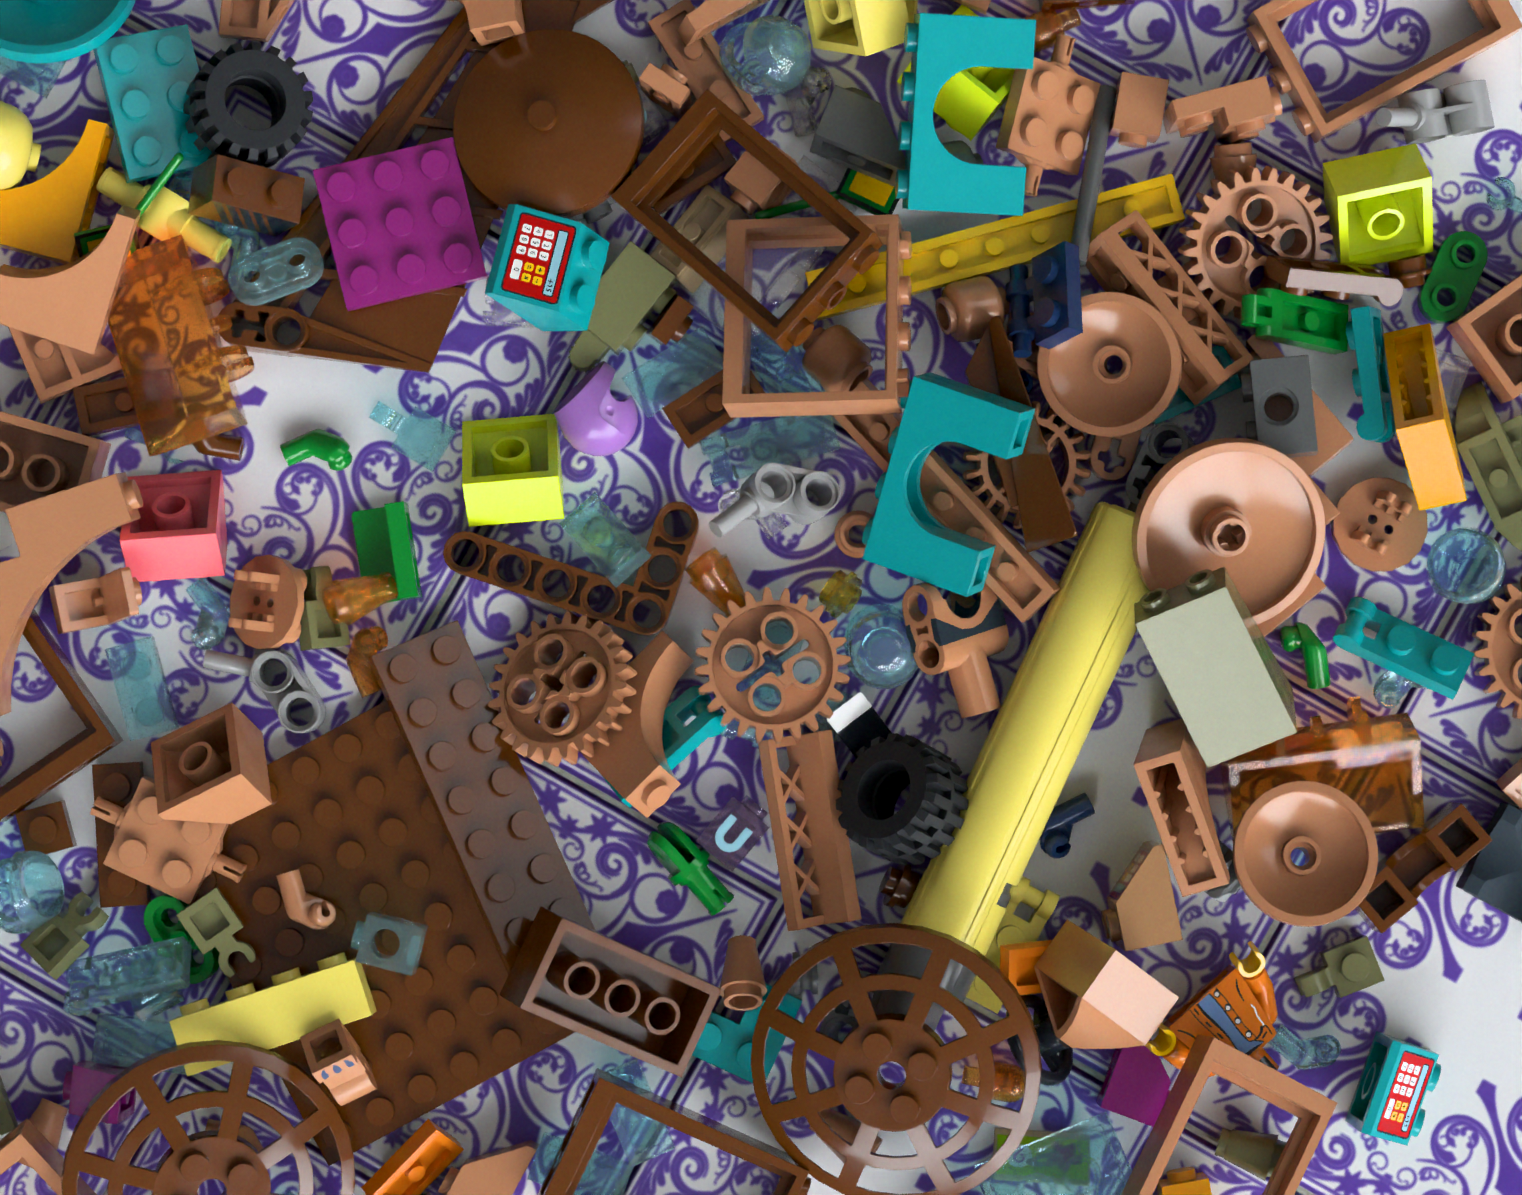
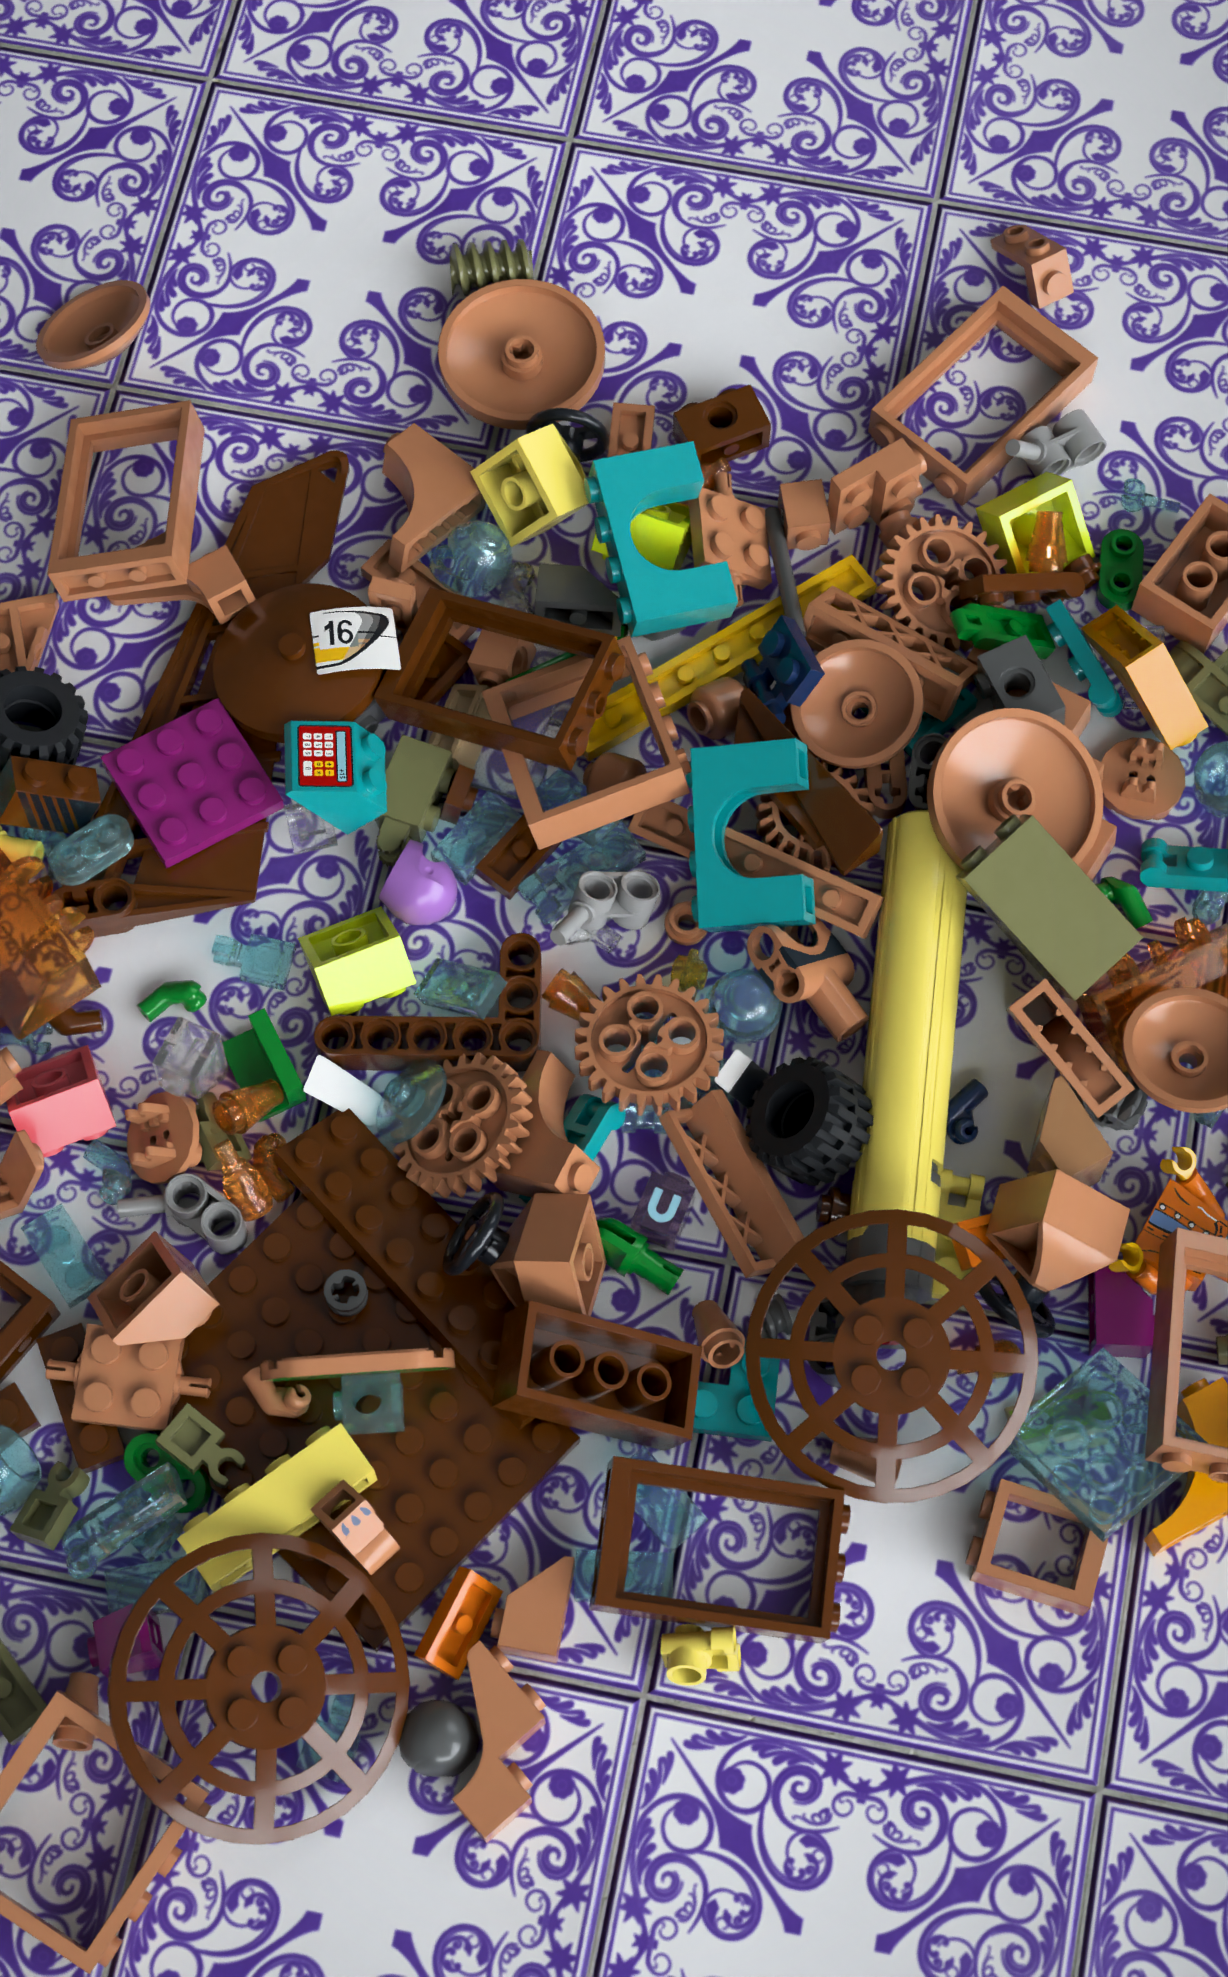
camera: 20 degrees left, 20 degrees down
(310, 542) = (190, 1060): none -> clear slope
(332, 675) = (243, 1183): none -> clear orange piece
(385, 909) = (356, 1364): none -> nougat tile
(403, 835) = (354, 1304): none -> dark grey bush
(458, 605) = (342, 1090): none -> white sticker
(521, 642) = (411, 1101): none -> clear light blue dish
(596, 857) = (544, 1256): none -> nougat piece
(610, 127) = (354, 639): none -> sticker
(1378, 241) = (1047, 544): none -> clear orange cone

